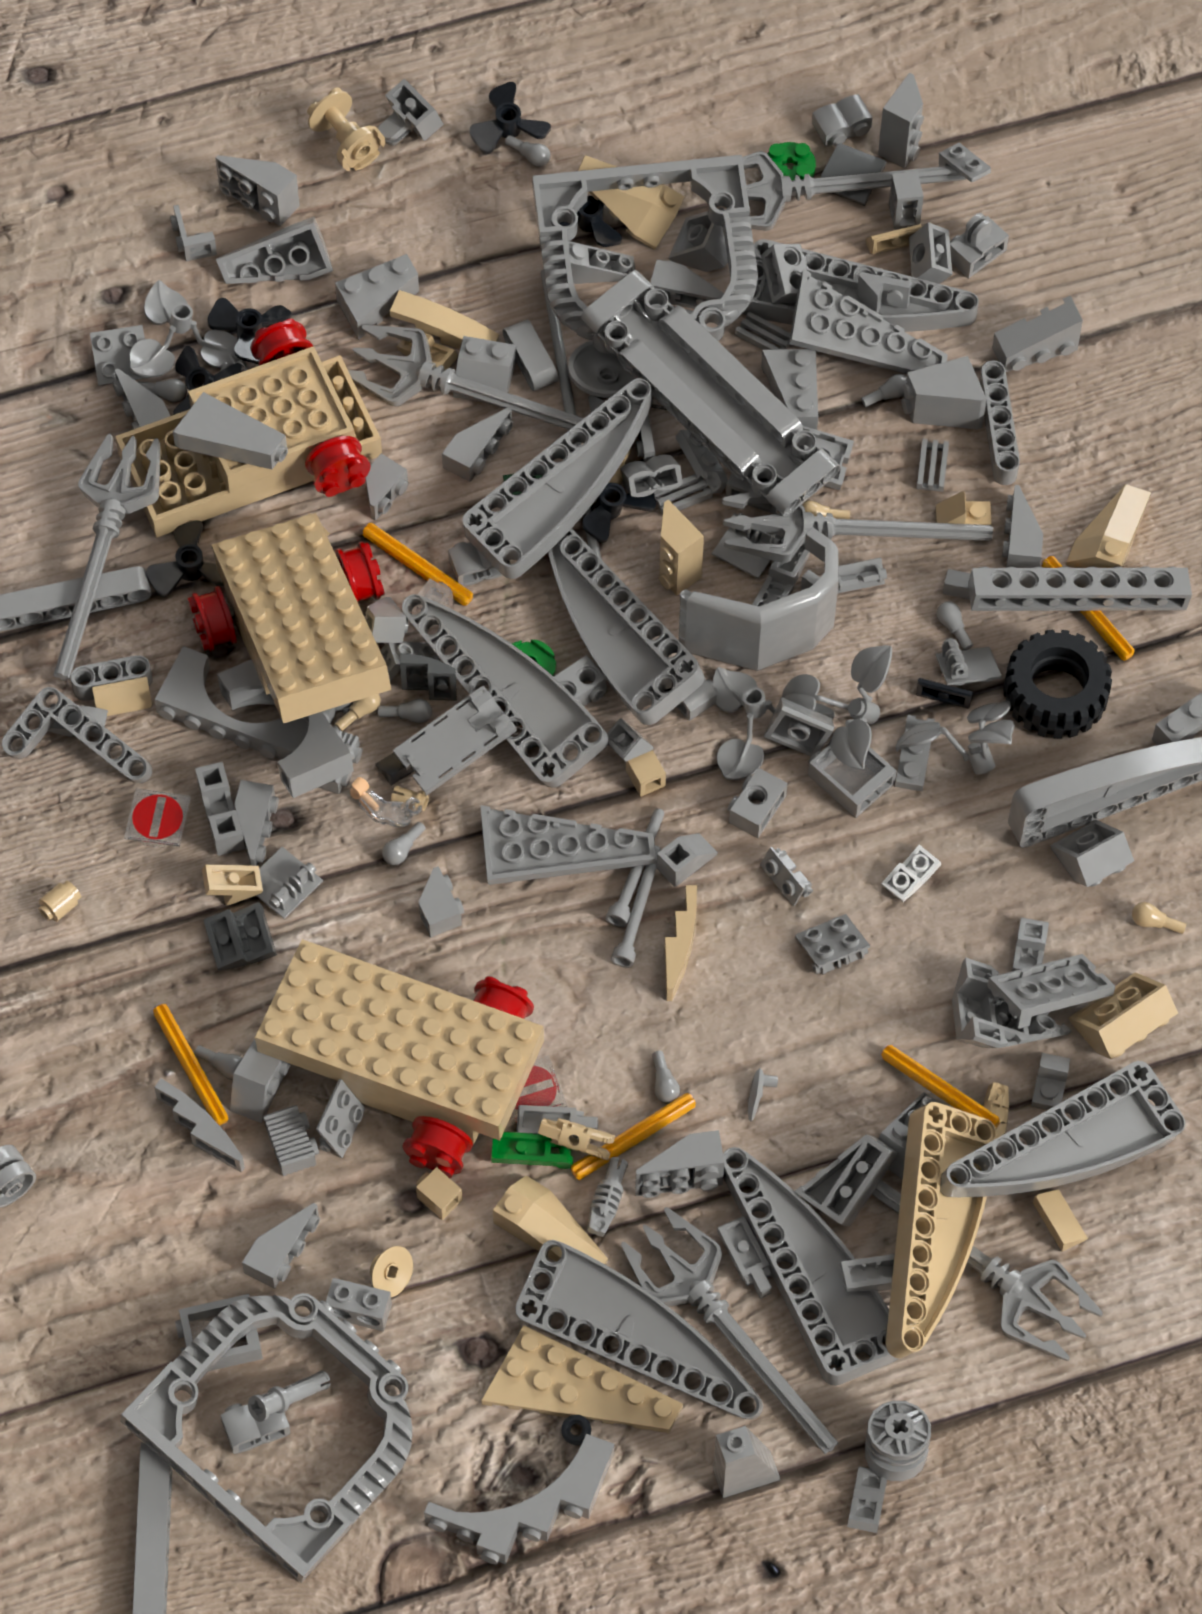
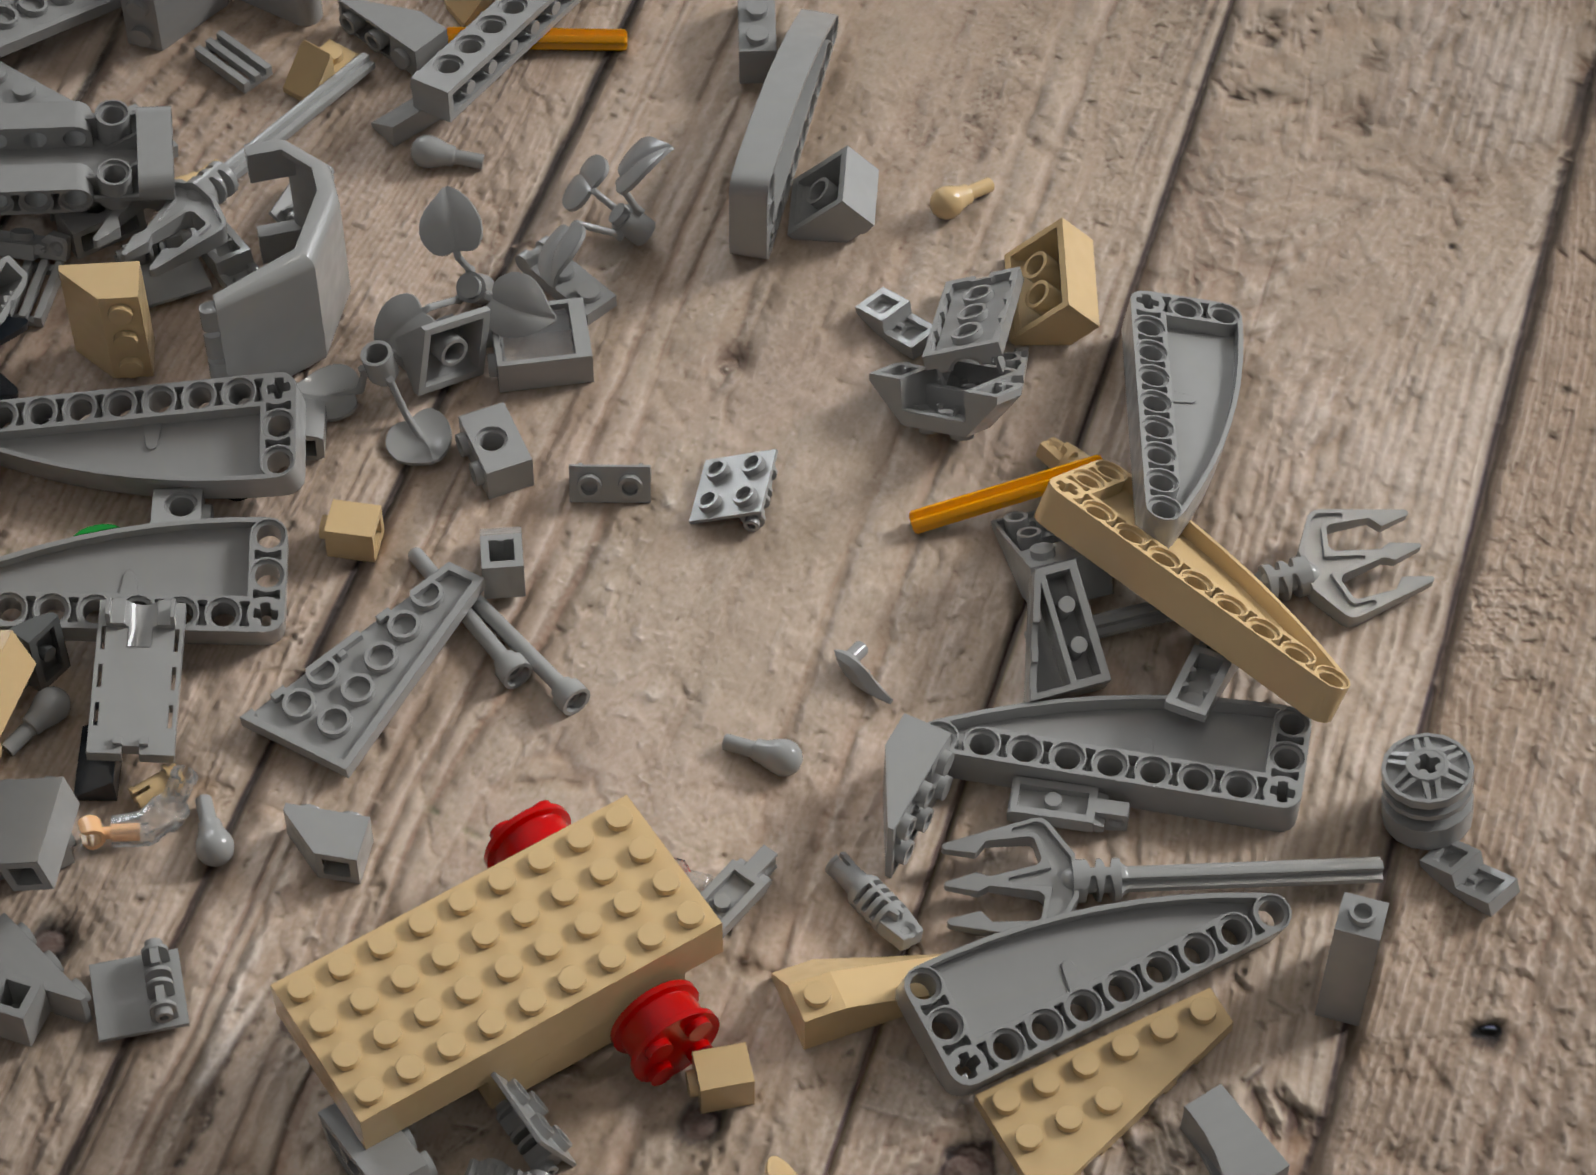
camera: 55 degrees left, 10 degrees down
(232, 881) = (92, 1043): tan slope -> none
(240, 937) = (169, 1090): dark grey slope -> none
(529, 1150) = (746, 943): green plate -> none
(562, 1131) = (776, 877): tan hinge -> none
(569, 1422) = (1168, 1114): black plate -> none
(627, 741) = (305, 517): light grey slope -> none
(635, 1134) = (813, 831): light orange axle -> none
(680, 947) = (612, 632): tan slope -> none
(890, 389) = (107, 35): light grey piece -> none
(912, 874) = (712, 369): white slope -> none
(943, 693) = (519, 210): black slope -> none
(966, 665) = (507, 169): light grey hinge -> none
(1050, 1081) = (1076, 401): light grey slope -> none
(1059, 1219) = (1251, 493): tan slope -> none
(1065, 654) = (600, 73): black tyre -> none

